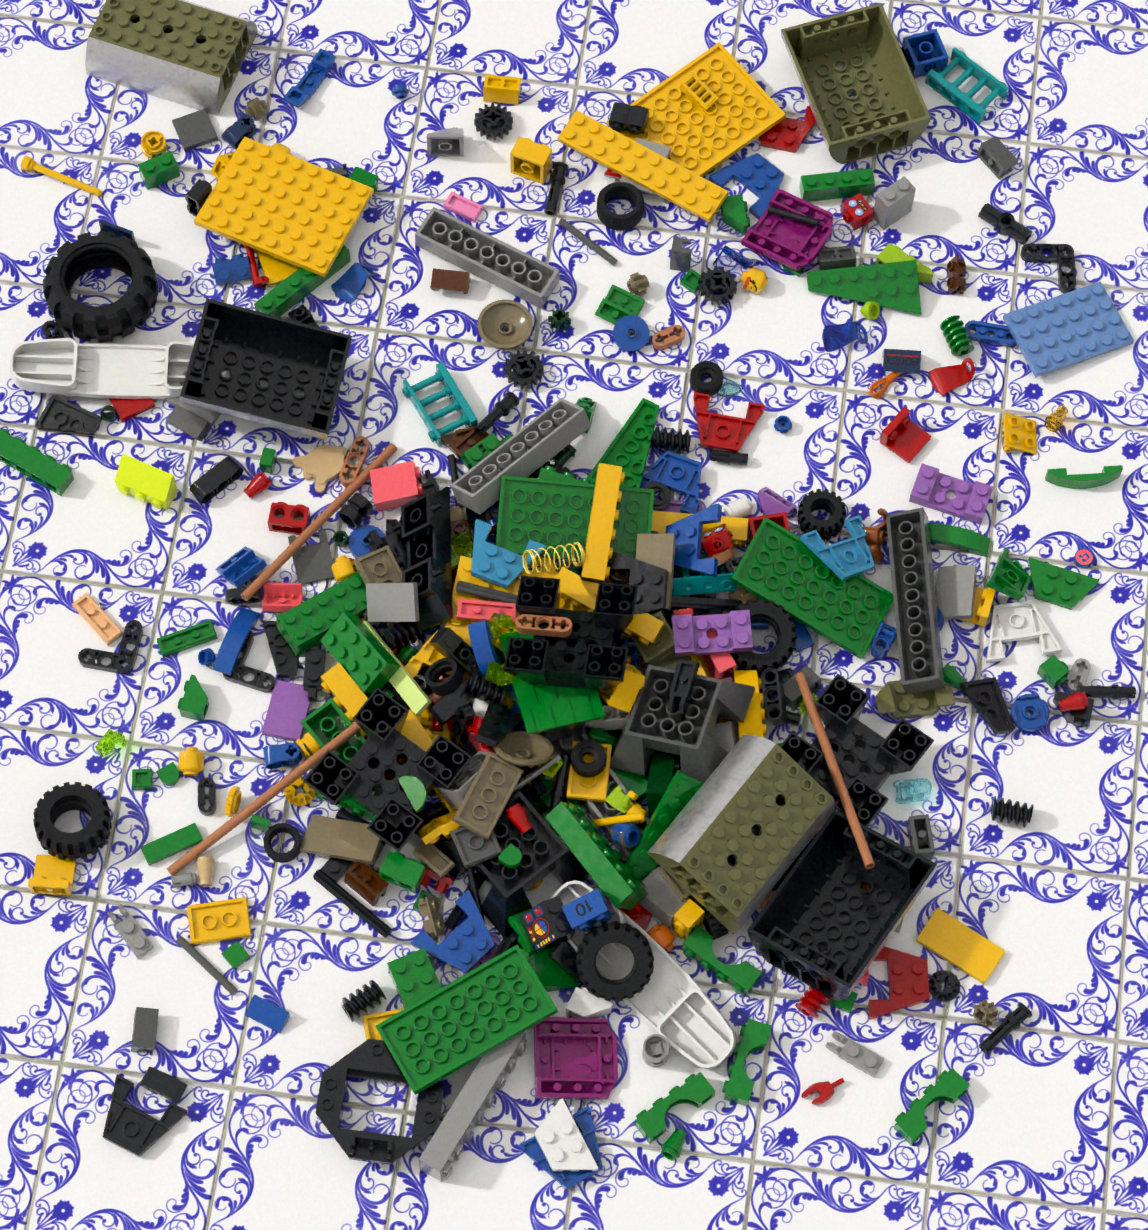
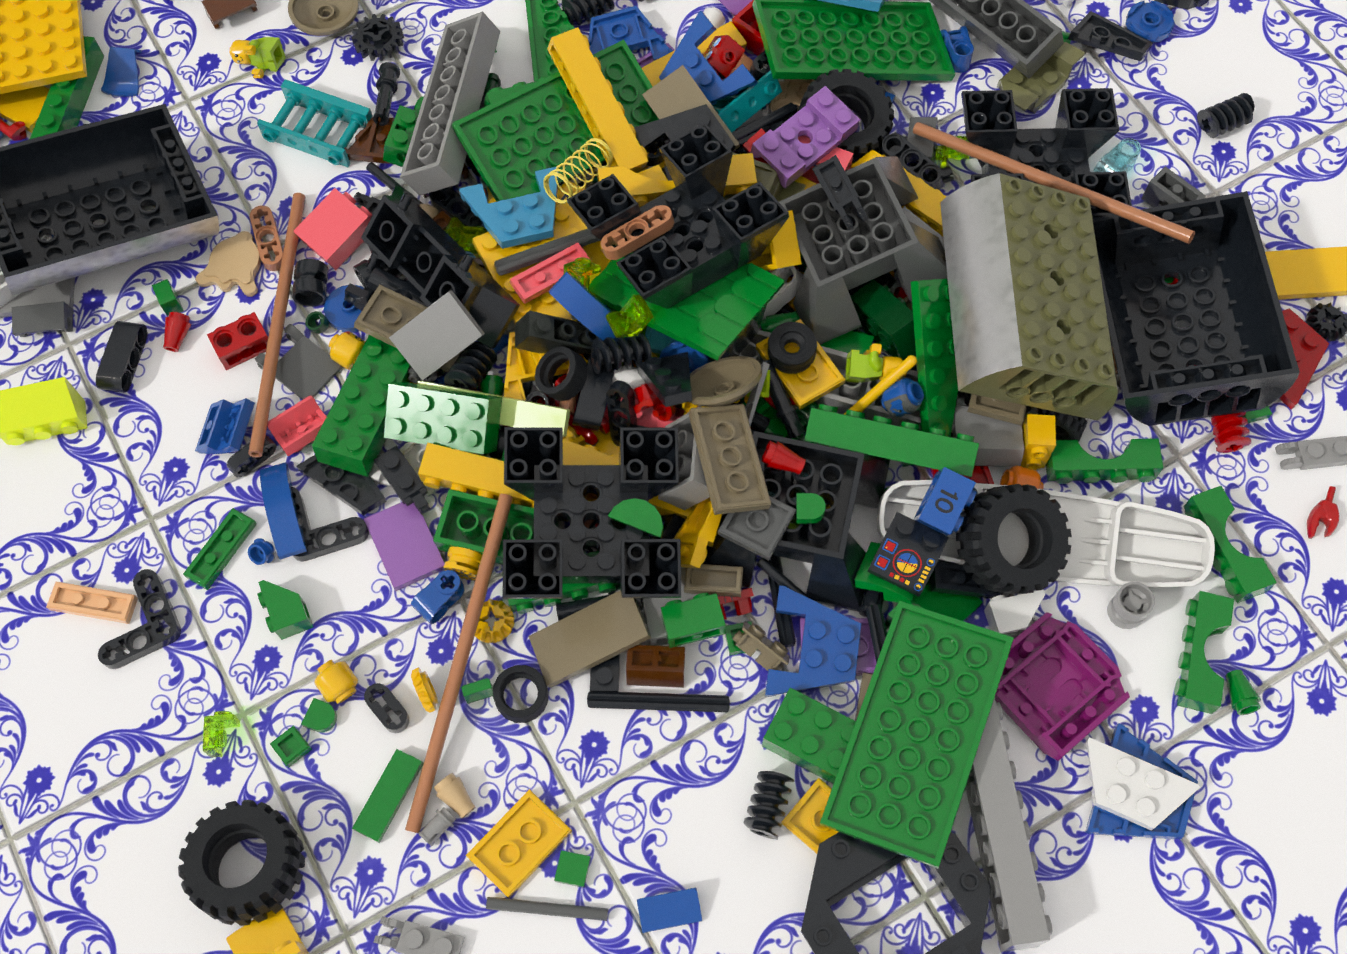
camera: 35 degrees left, 0 degrees up
(444, 330) = (261, 52): none -> lime piece

